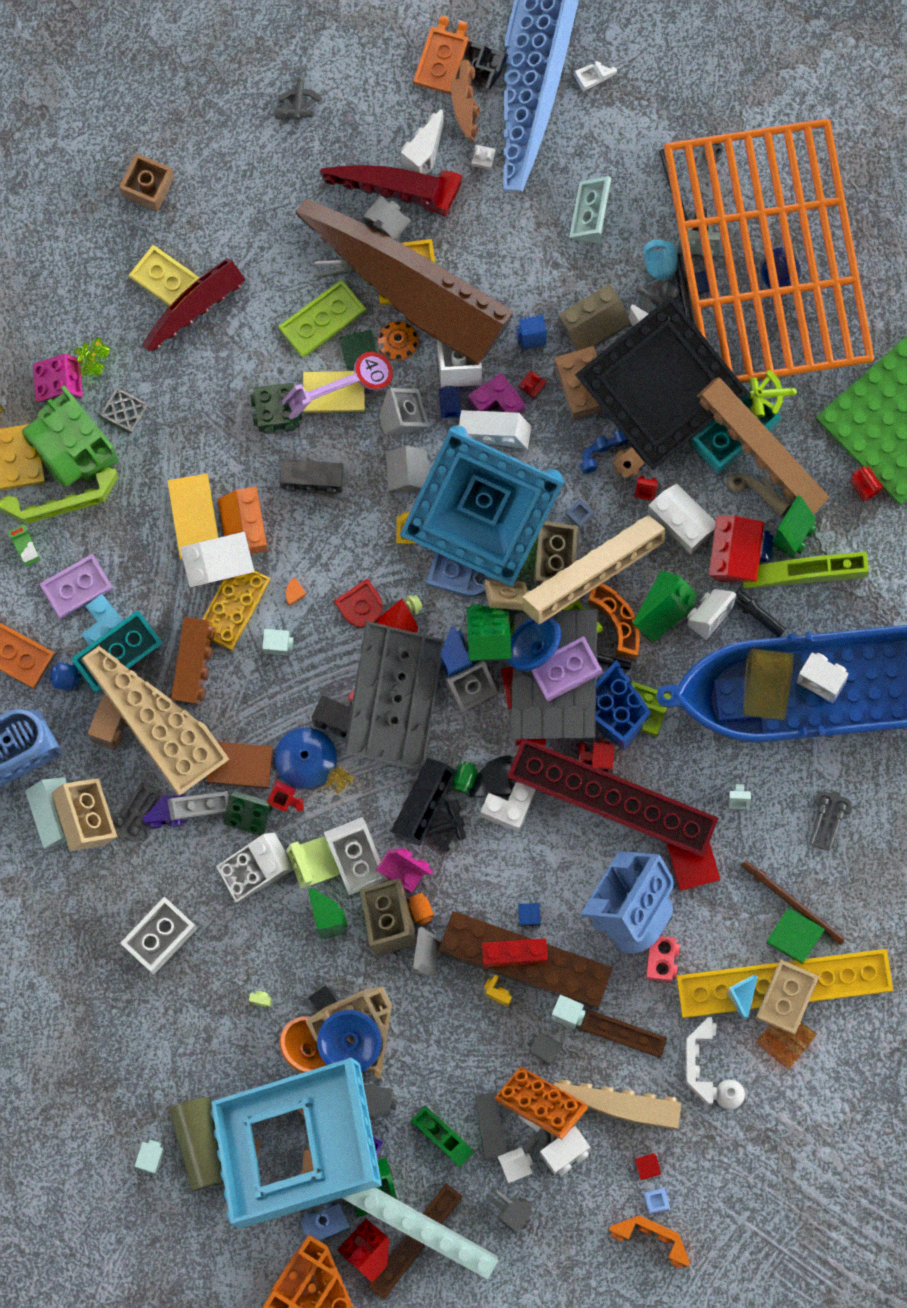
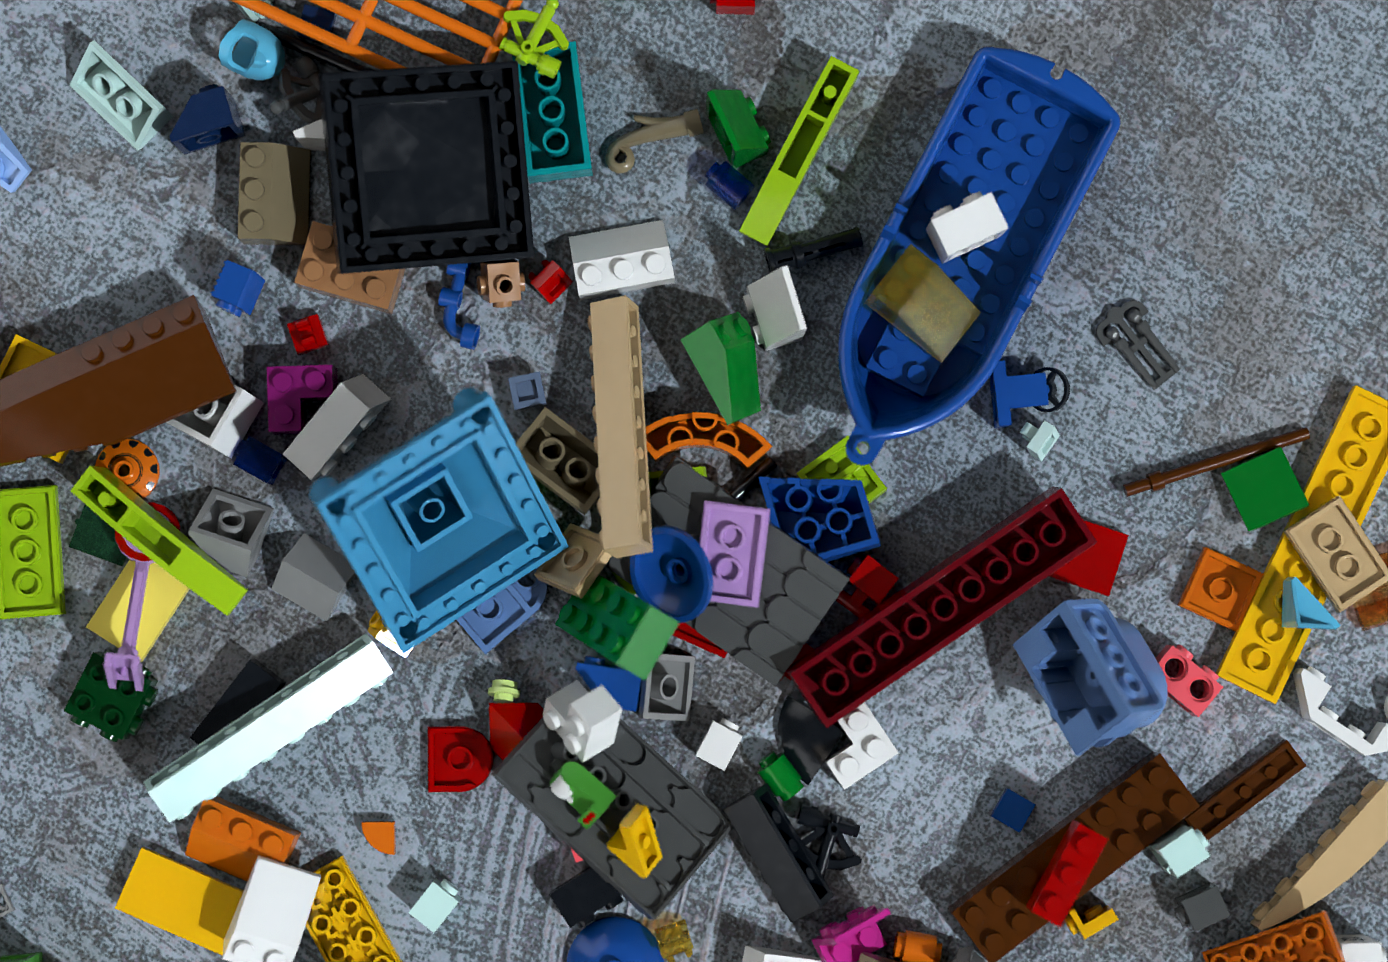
camera: 65 degrees left, 10 degrees up
(314, 494) = (267, 728): none -> light aqua brick
(375, 375) = (157, 538): none -> lime slope
(381, 717) = (637, 842): none -> yellow slope
(388, 673) = (582, 792): none -> bright green leg
(427, 648) = (583, 719): none -> white brick
(460, 734) = (719, 743): none -> white brick
(608, 260) = (207, 120): none -> dark blue slope
(725, 948) = (1220, 589): none -> orange tile
(736, 549) = (713, 220): red slope -> none
(759, 772) = (1024, 391): none -> blue piece
(761, 444) = (598, 93): medium nougat brick -> none

